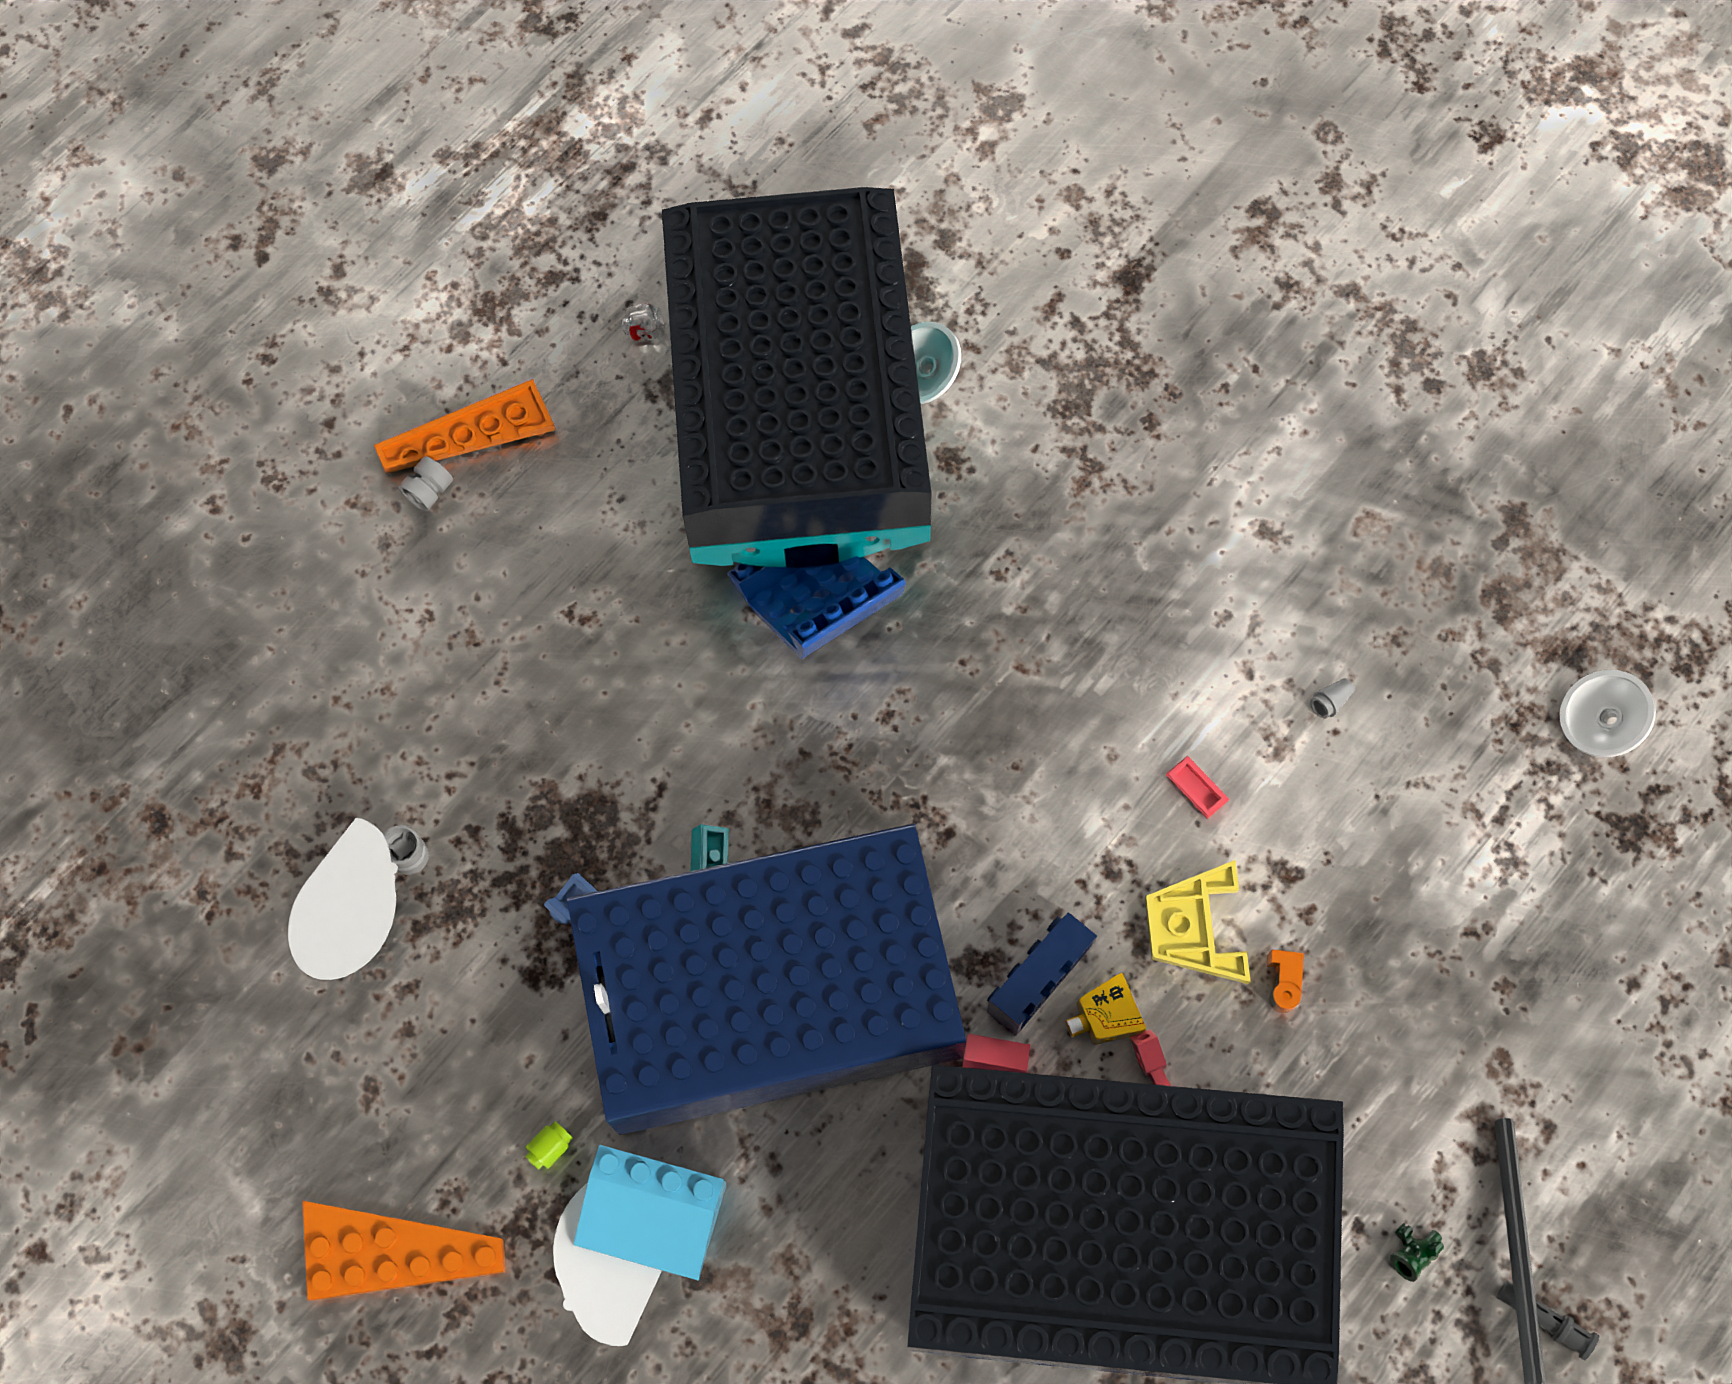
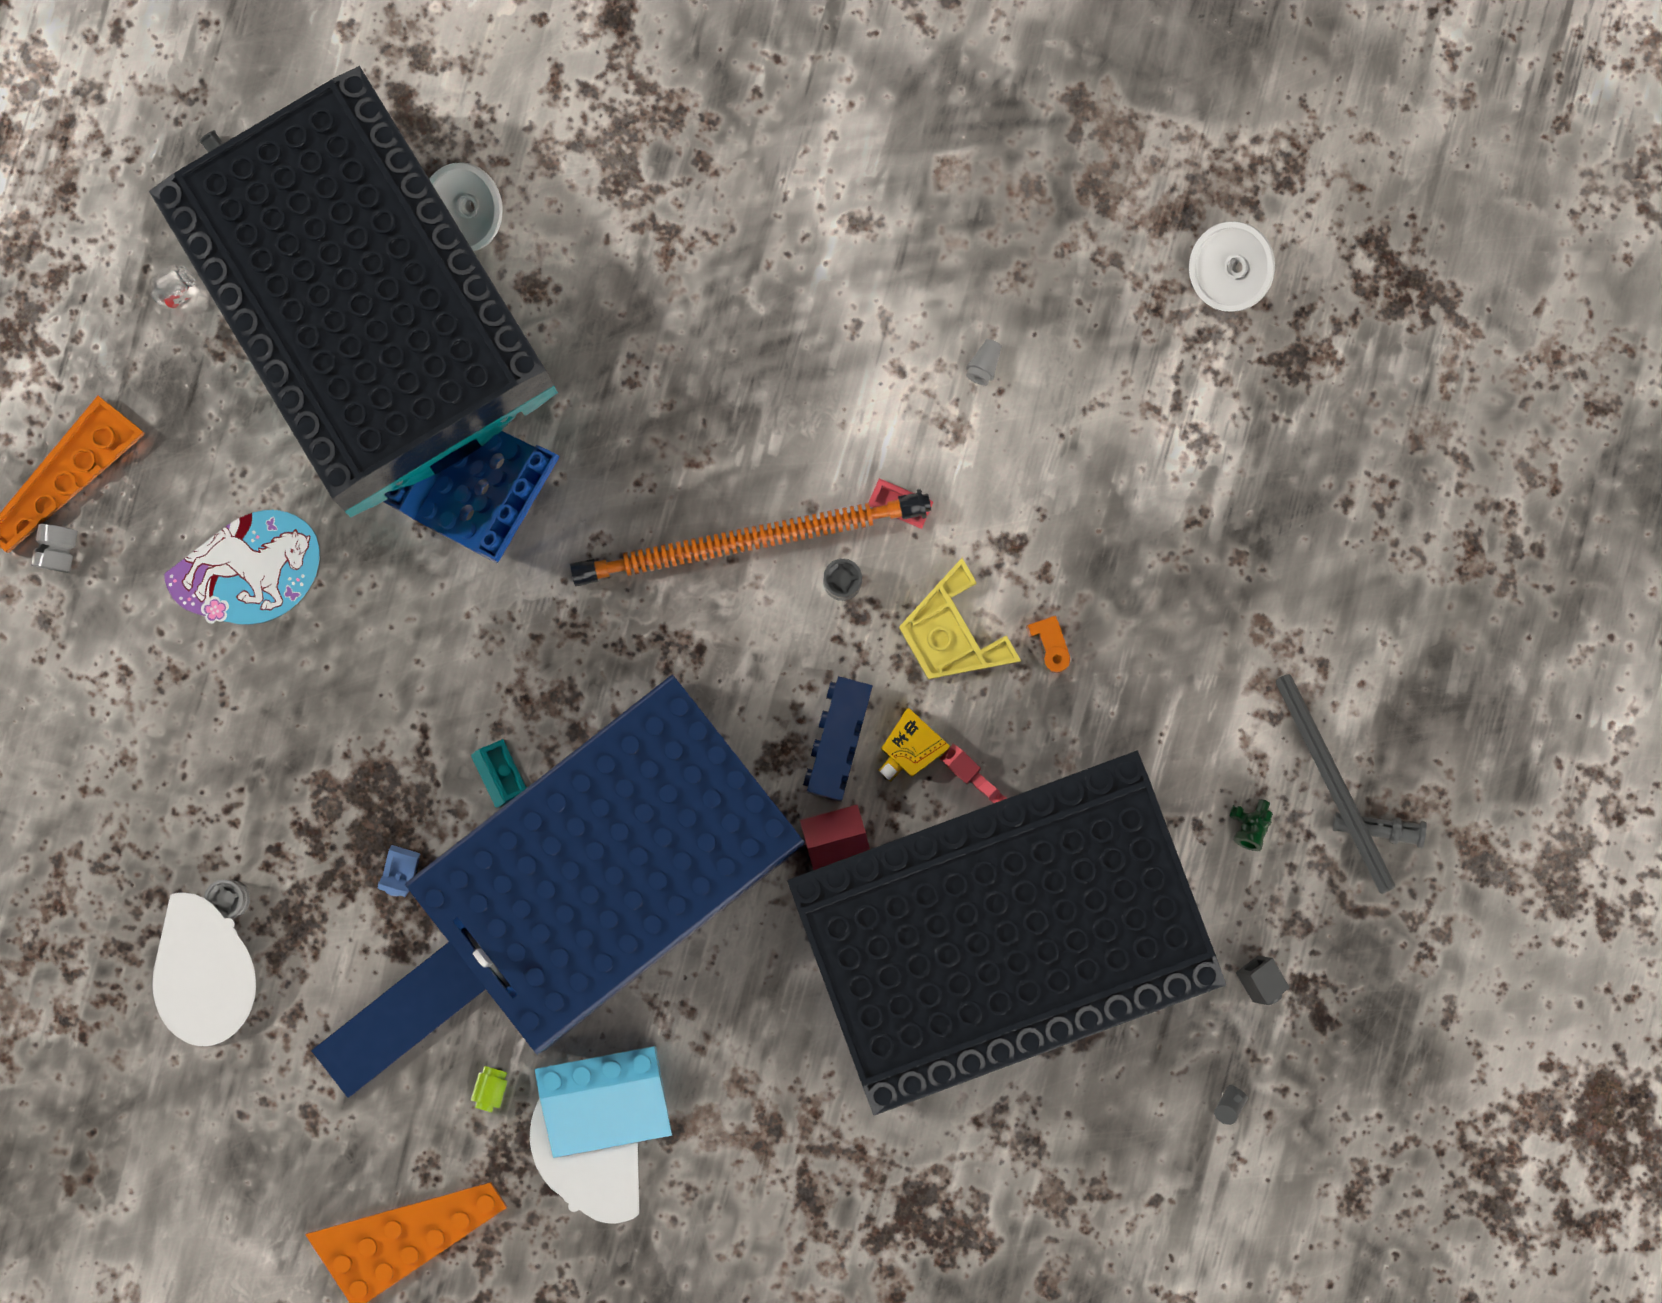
camera: 30 degrees left, 15 degrees up
(498, 1039) = (398, 1020): none -> dark blue tile
(581, 580) = (248, 569): none -> sticker
(1112, 827) = (842, 579): none -> dark grey wheel
(1202, 790) = (906, 507): none -> orange hose

